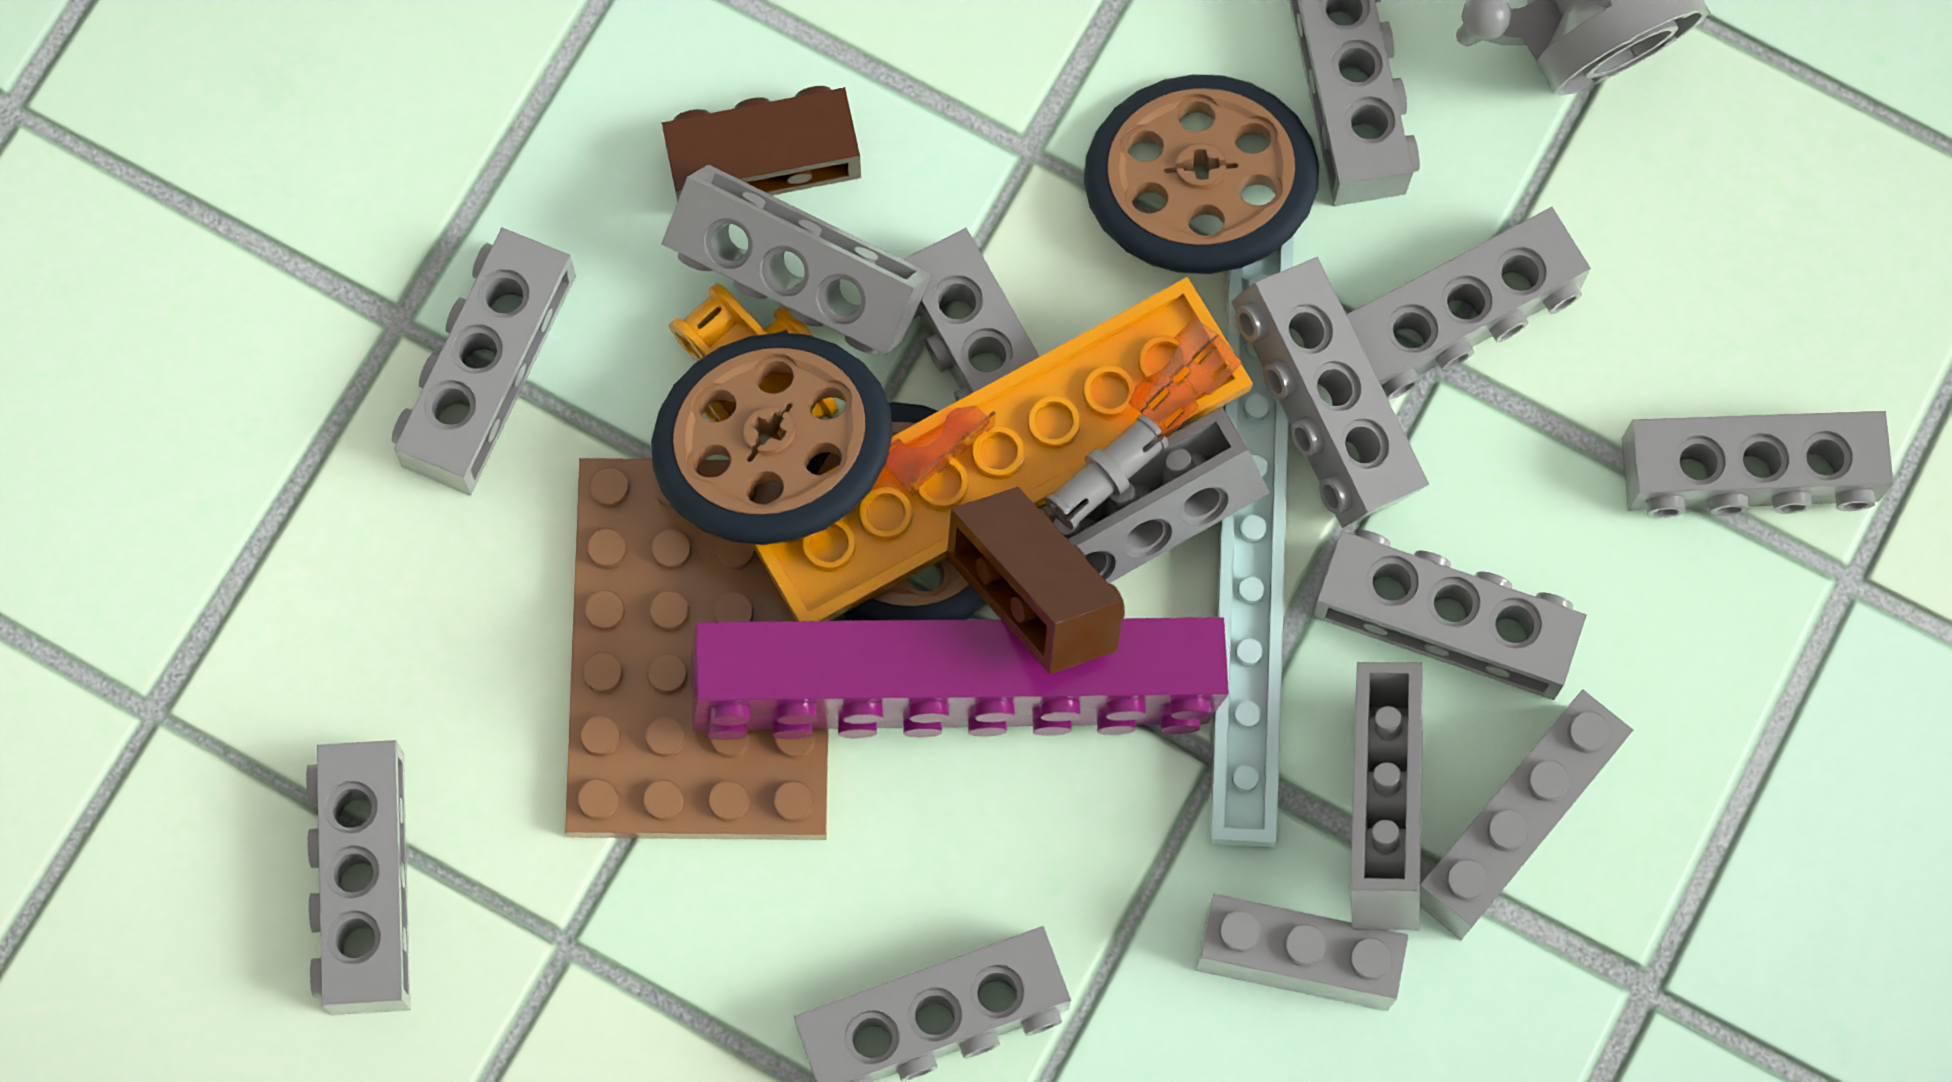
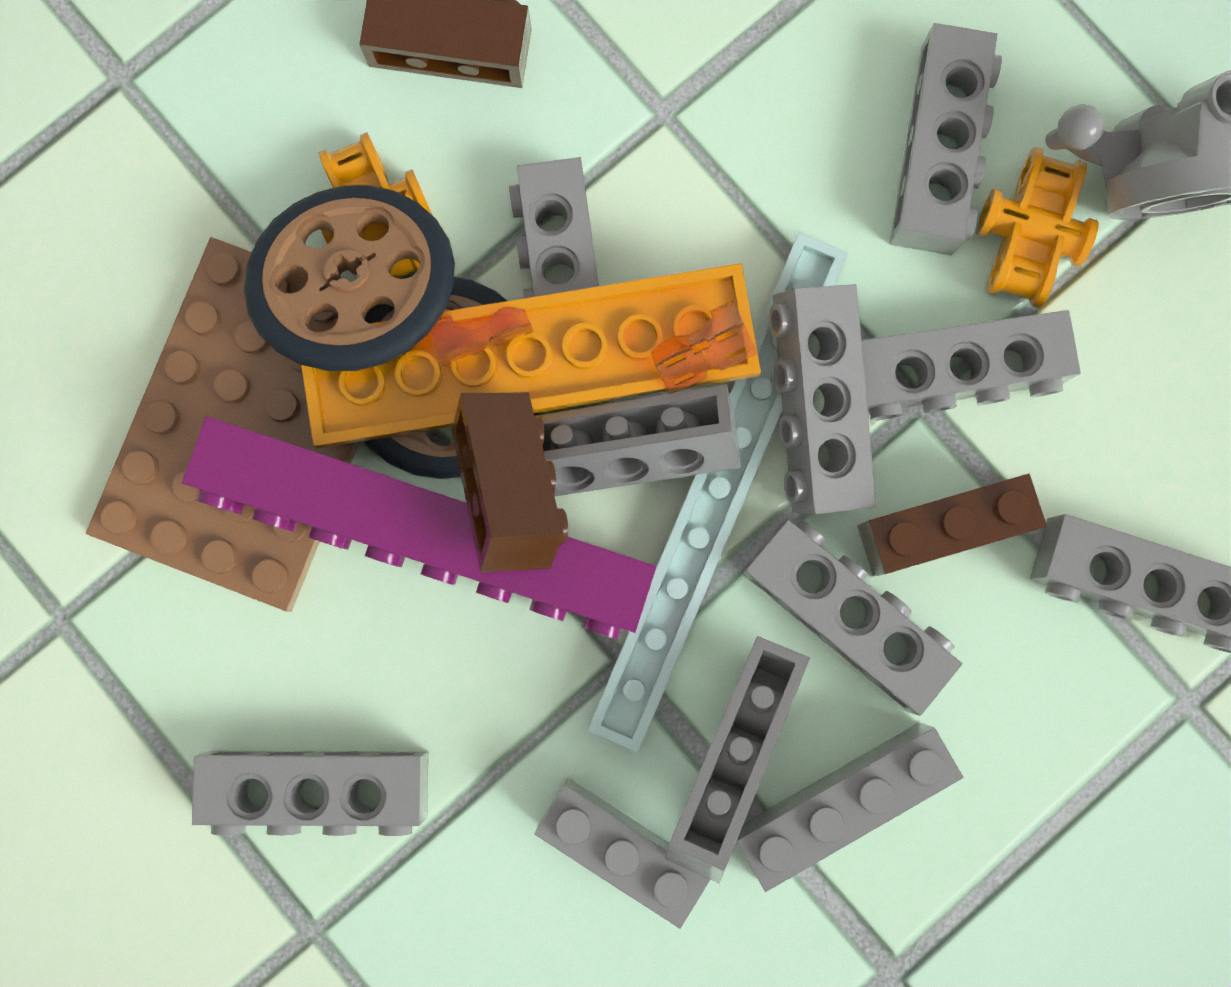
camera: 25 degrees right, 10 degrees up
(461, 450) = (164, 158): light grey brick -> none
(886, 283) = (383, 68): light grey brick -> none
(1107, 472) = (608, 406): light grey pin -> none
(1248, 230) = (810, 241): wedge -> none
(1485, 133) = (1037, 227): none -> light orange axle
(1517, 478) = (951, 525): none -> reddish brown brick

